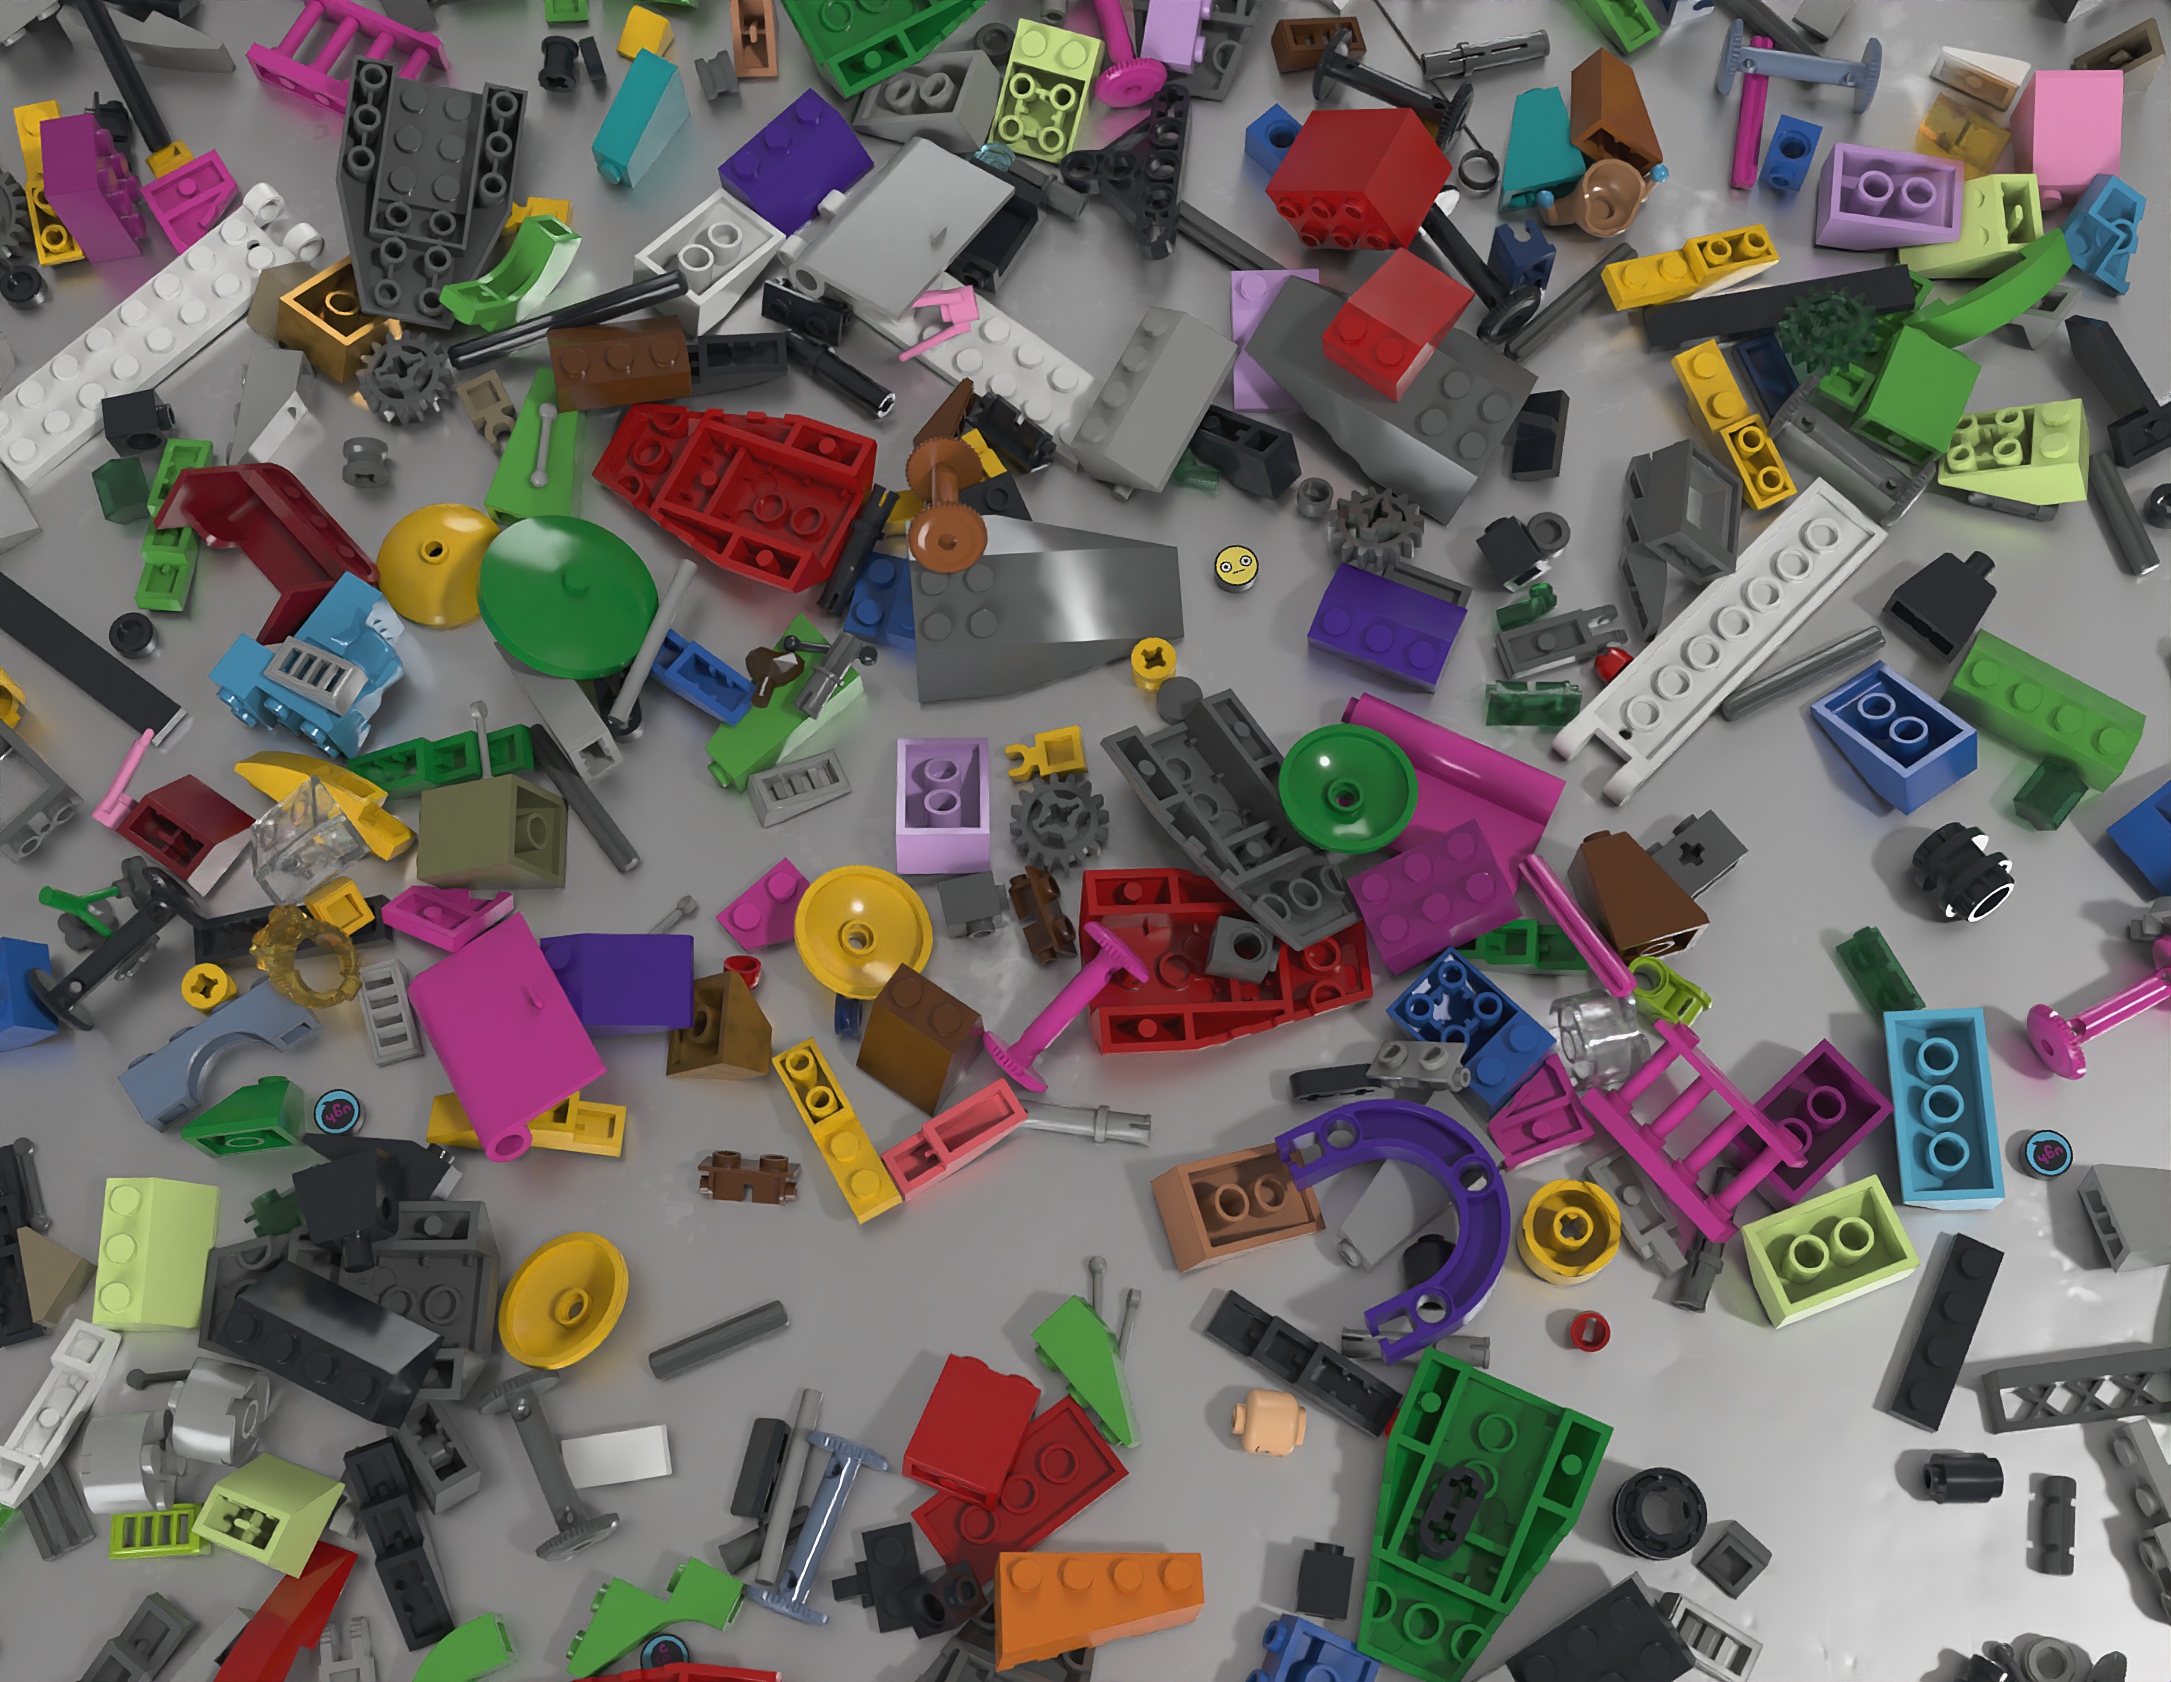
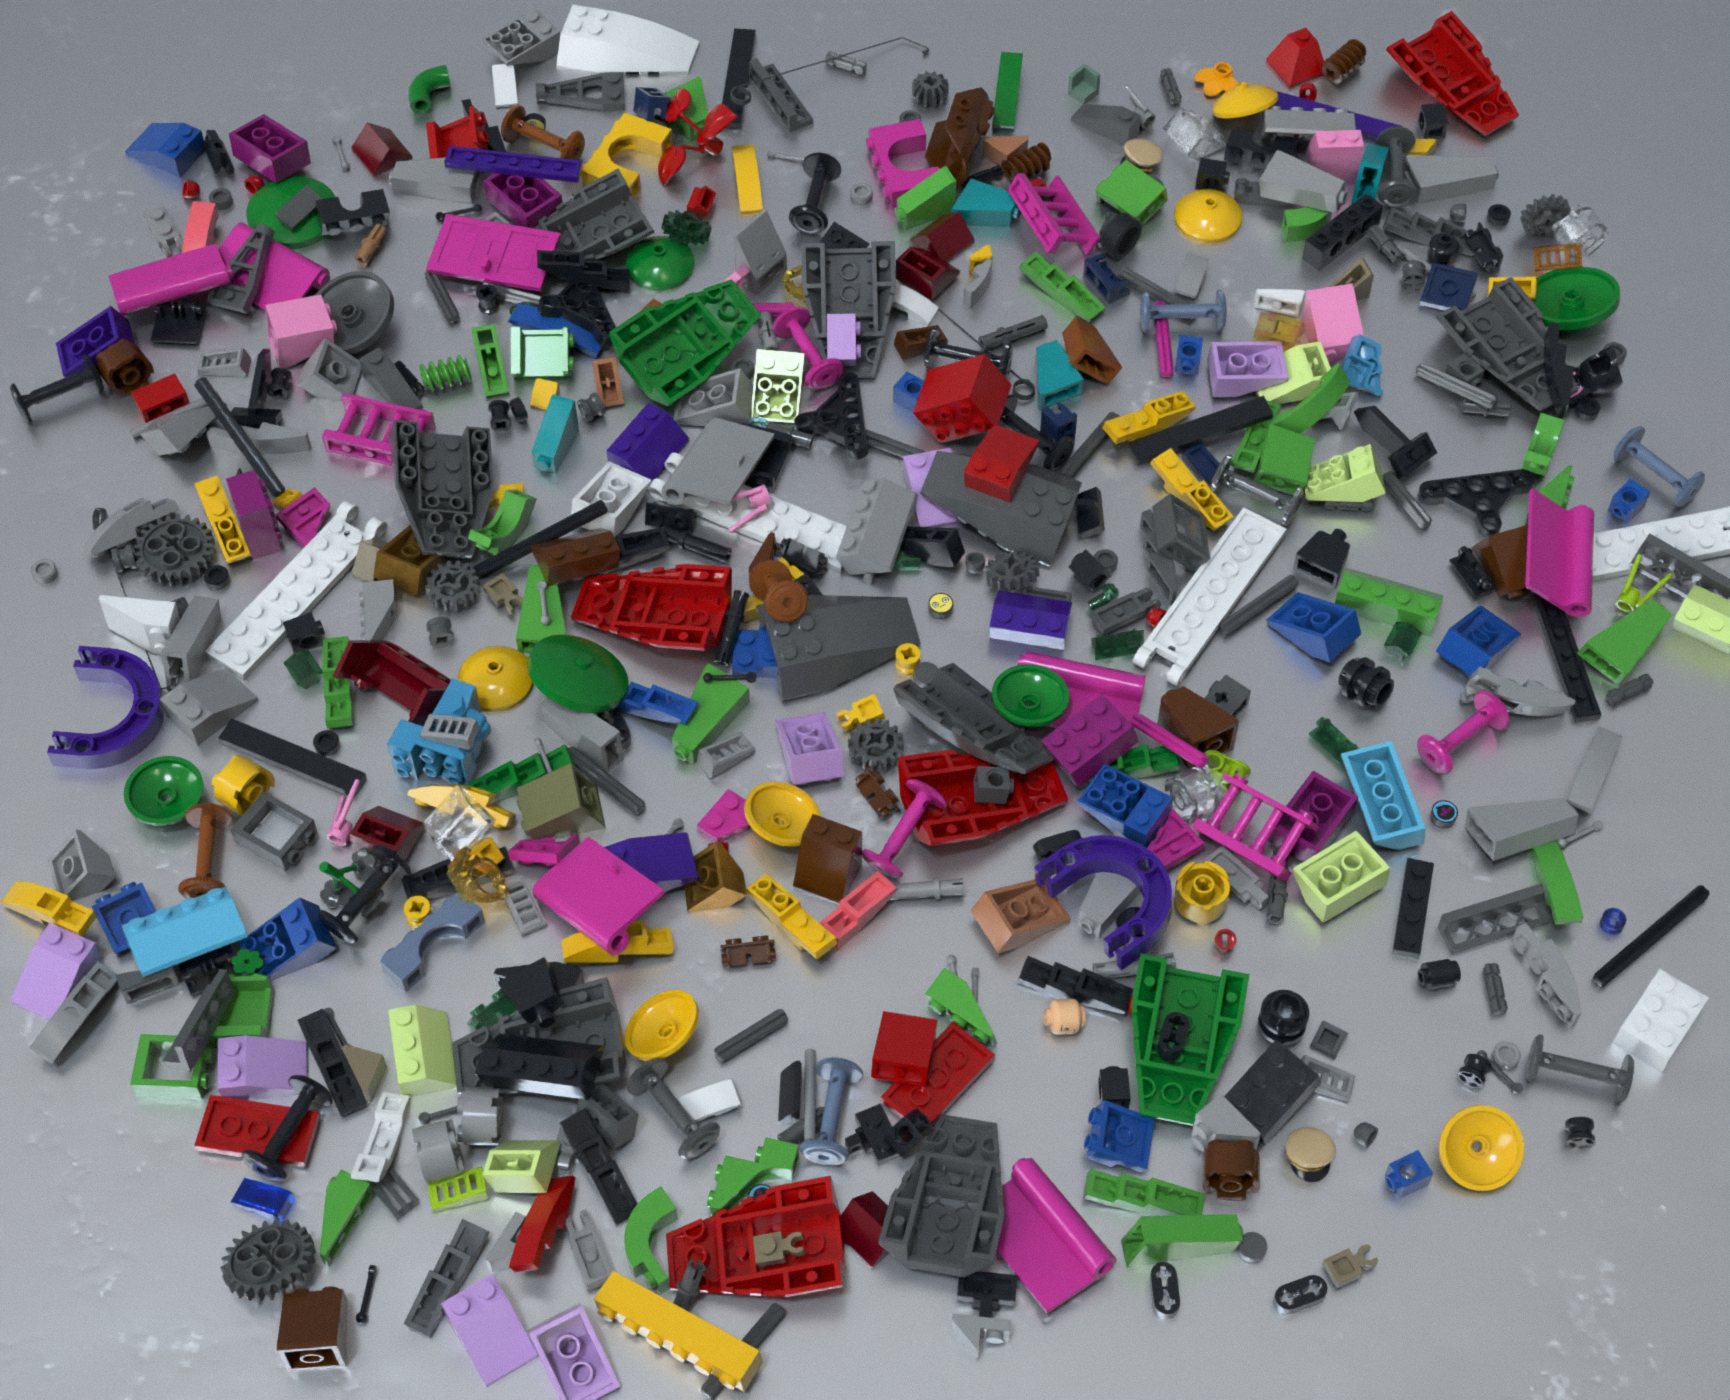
camera: 15 degrees left, 15 degrees down
(251, 1120) = (460, 972): green slope -> none
(339, 1113) = (506, 958): black tile -> none
(652, 642) = (630, 689): light grey bar -> none
(771, 671) = (701, 691): dark brown rock -> none
(828, 675) = (732, 688): dark grey axle -> none
(848, 1015) = (783, 859): clear blue bush -> none
(973, 905) = (838, 793): dark grey brick -> none
(1084, 1599) = (989, 1114): orange wedge -> none
(1417, 1062) = (1109, 818): light grey hinge -> none
(1603, 198) = (1094, 391): medium nougat piece -> none
(1830, 329) = (1230, 433): clear green gear -> none

